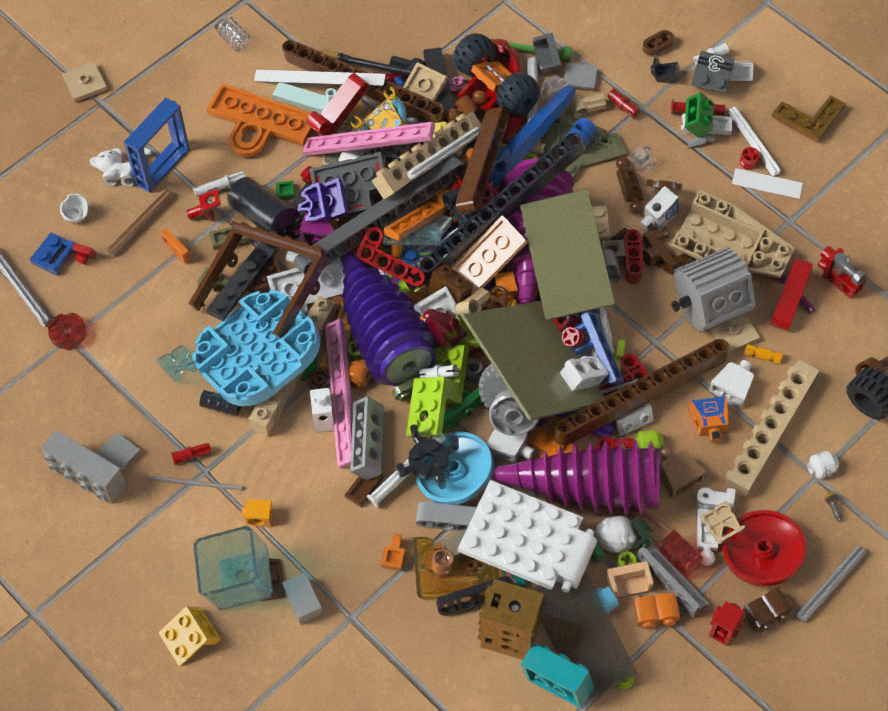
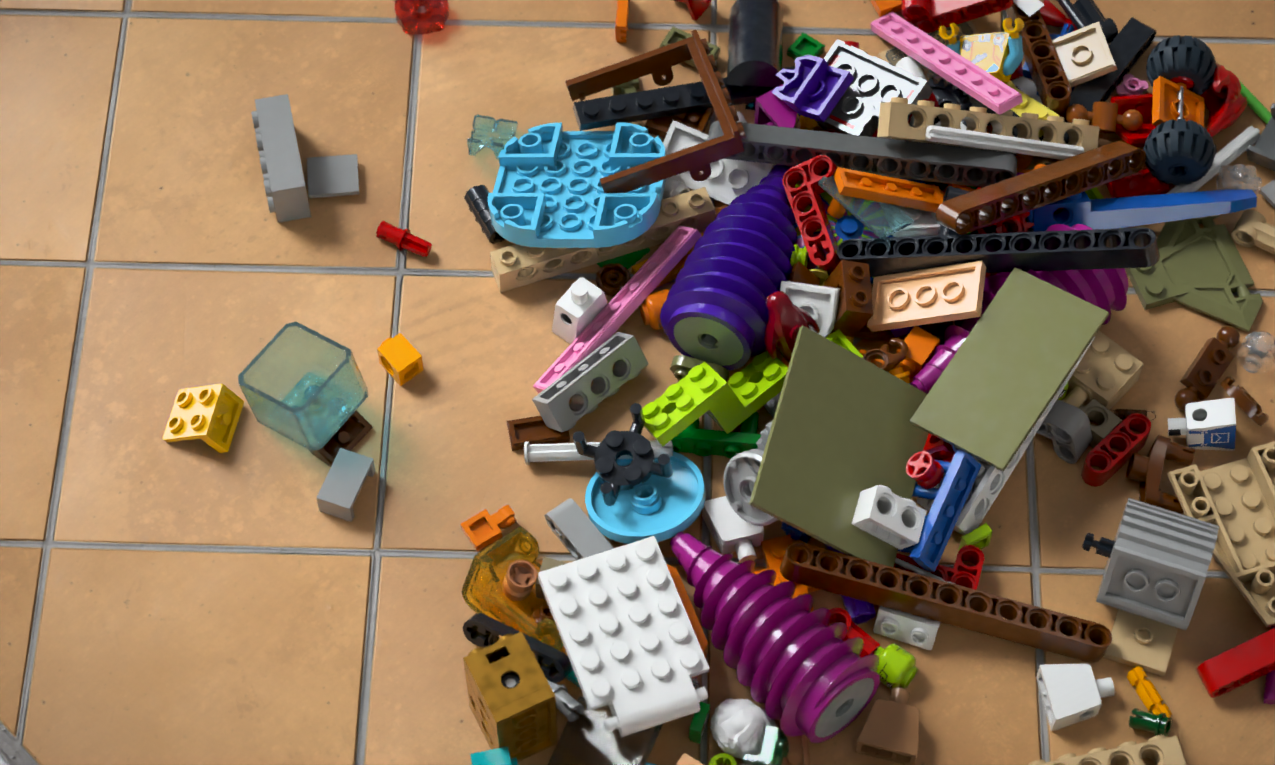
camera: 45 degrees right, 0 degrees up
(195, 482) = (387, 286): light grey piece -> none
(440, 371) = (736, 377): white pin -> none
(473, 303) = (855, 335): tan piece -> none
(586, 130) = (1210, 260): blue wheel -> none
(710, 417) = (999, 705): torso -> none
(779, 364) = (1151, 722): none -> dark green pin

